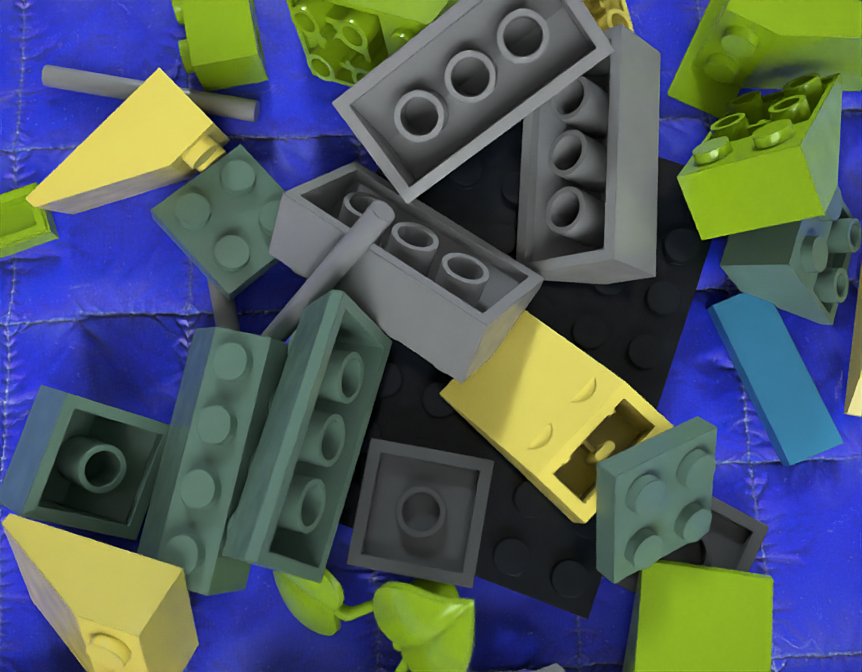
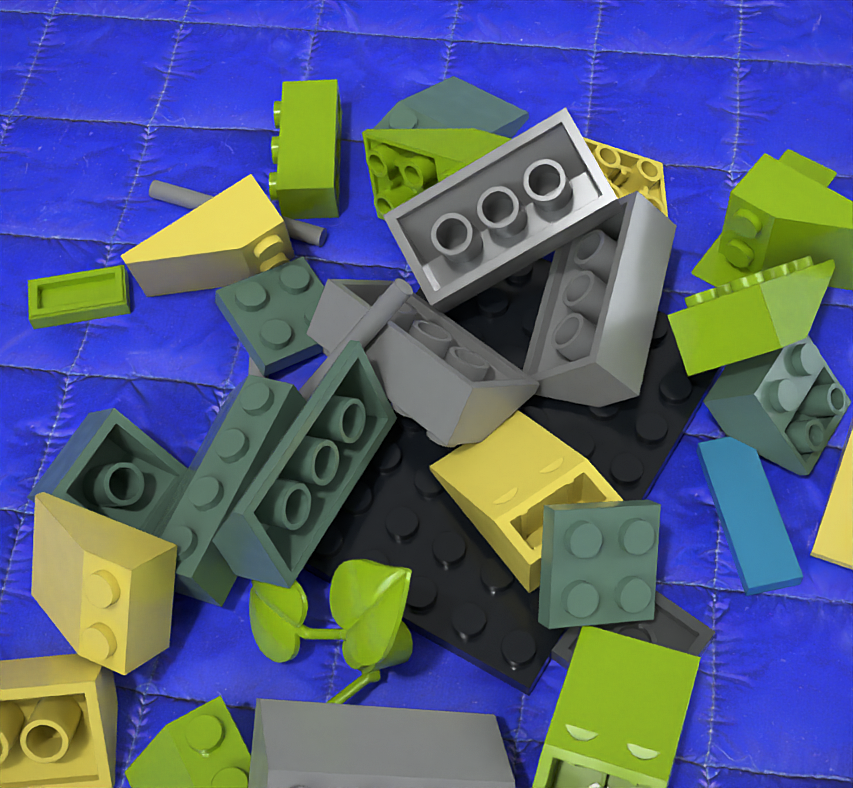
camera: 15 degrees right, 20 degrees down
(421, 513) = (399, 536): dark grey plate -> none

